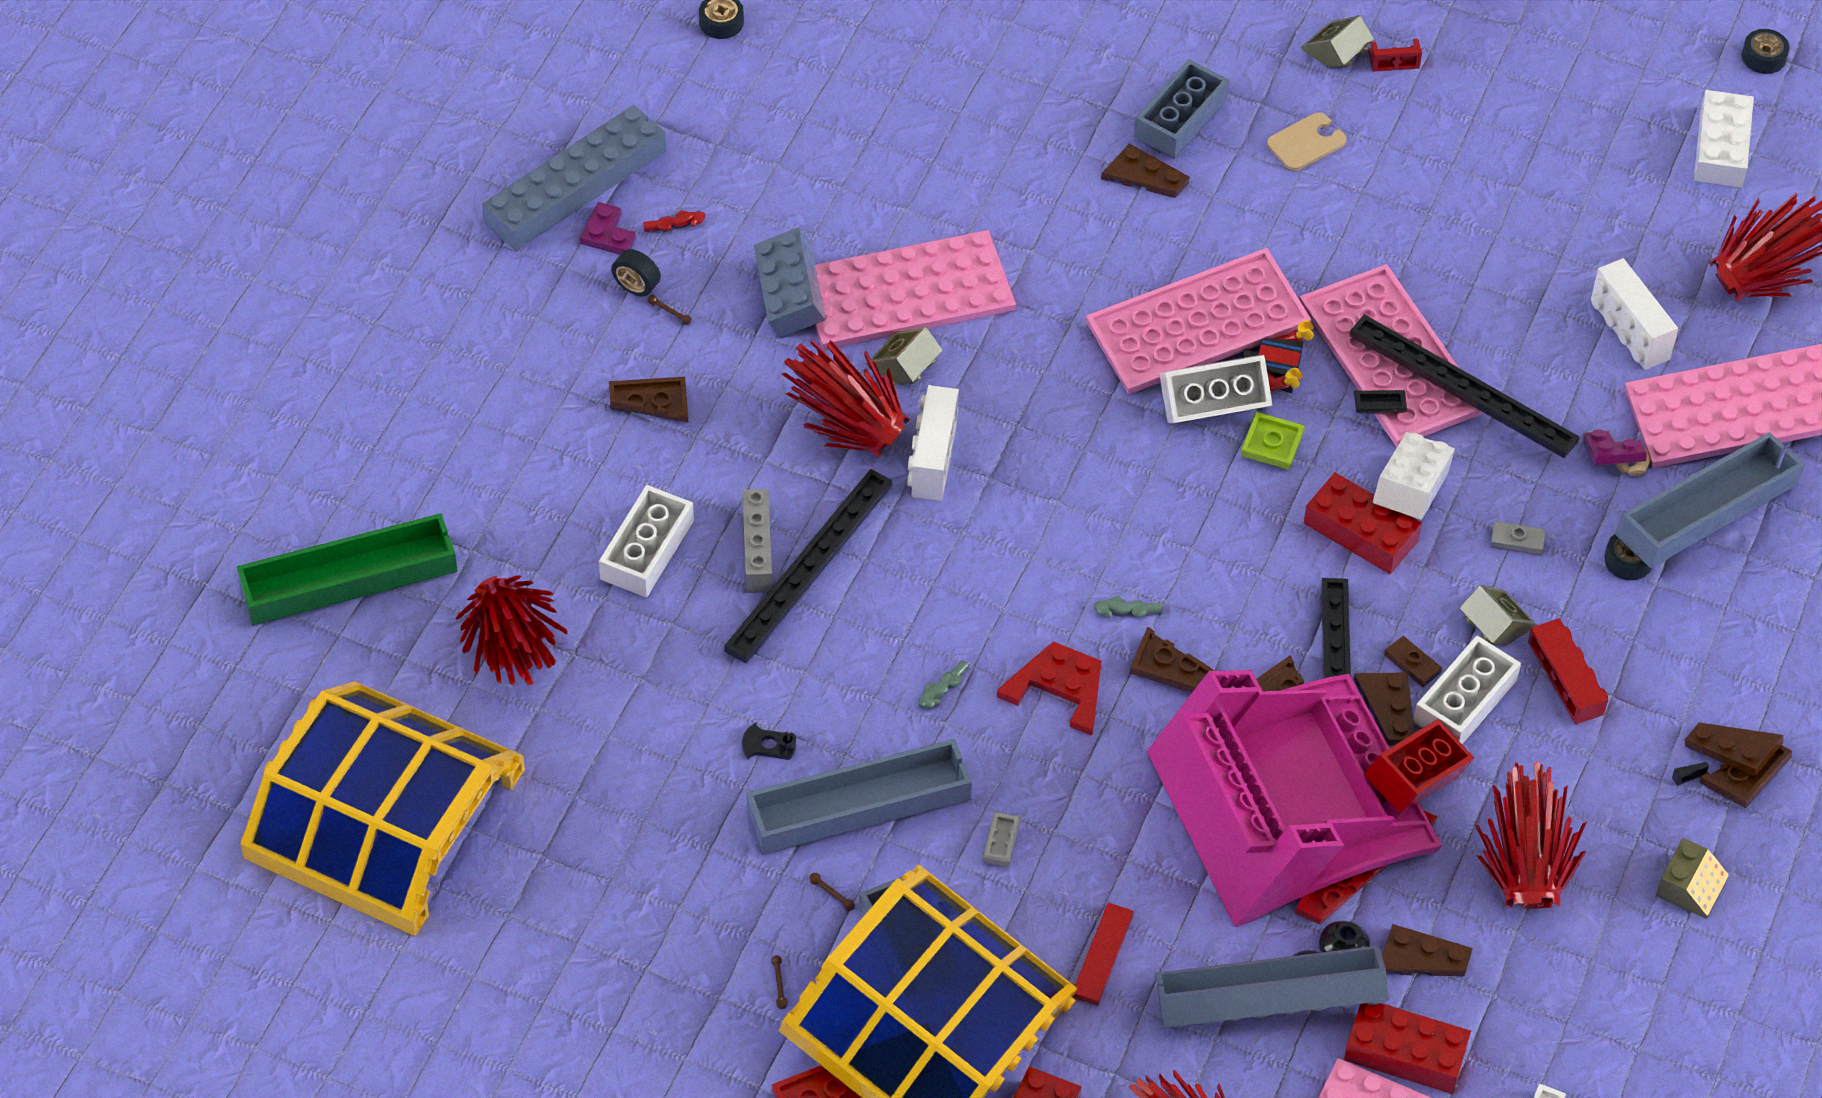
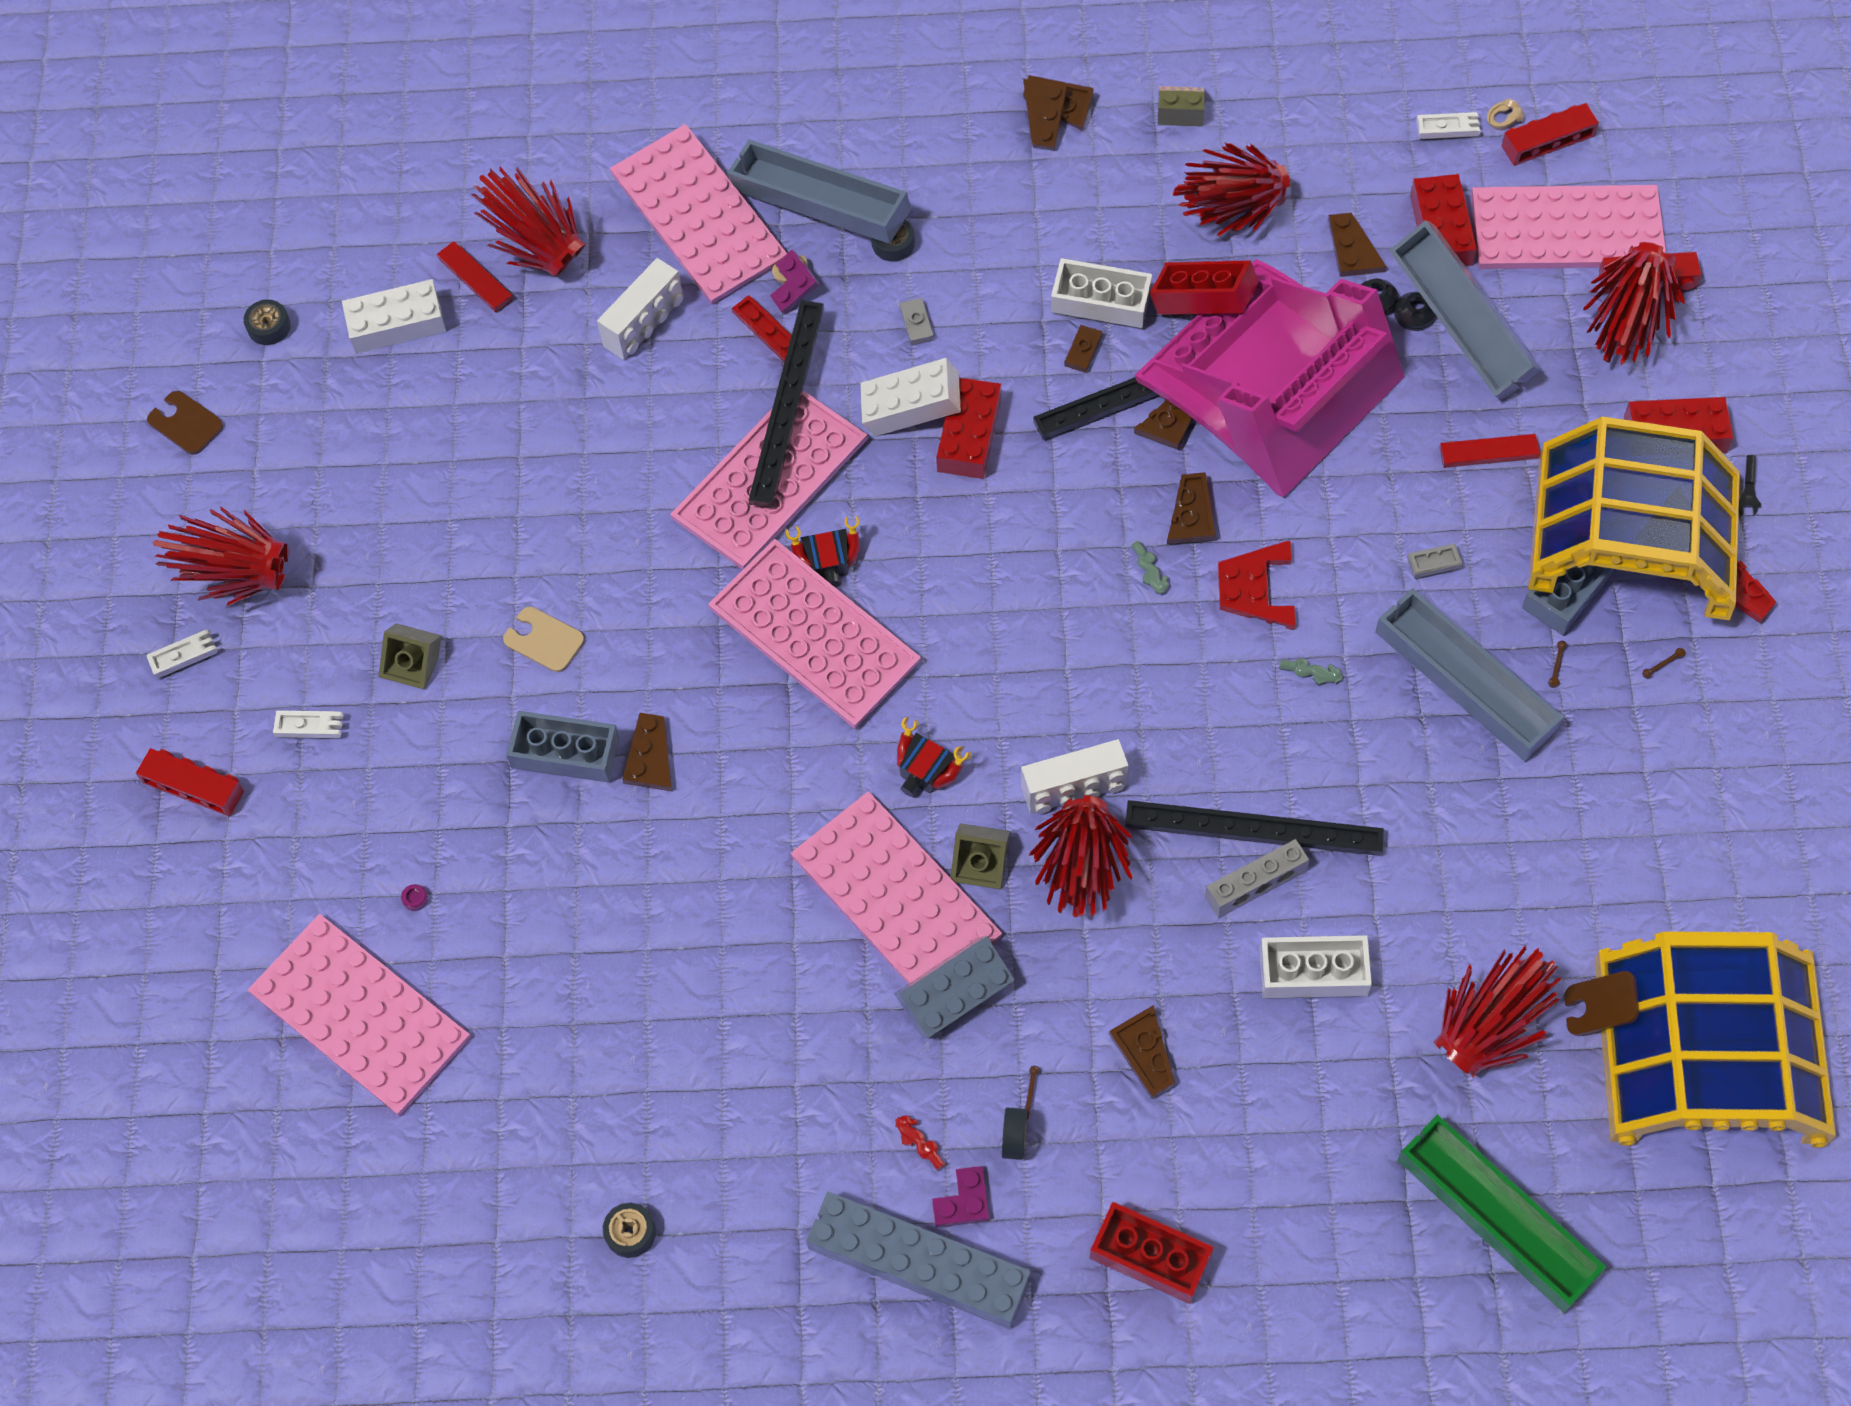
camera: 110 degrees left, 10 degrees up
(468, 728) = (1608, 1001): none -> reddish brown piece
(477, 321) = (1151, 1252): none -> red brick
(755, 736) = (1449, 791): black piece -> none
(1020, 350) = (925, 762): none -> torso
(1215, 389) = (893, 581): white brick -> none
(1272, 440) = (914, 528): lime plate -> none
(1380, 401) = (835, 457): black tile -> none
(1390, 702) = (1134, 348): reddish brown wing -> none
(1395, 58) = (402, 603): red hinge -> none
(1496, 615) = (1008, 303): slope -> none
(1568, 671) = (1034, 239): red brick -> none
(1580, 414) = (763, 326): none -> red tile
(1688, 773) = (1082, 135): black piece -> none
(1718, 223) = (474, 276): none -> red tile

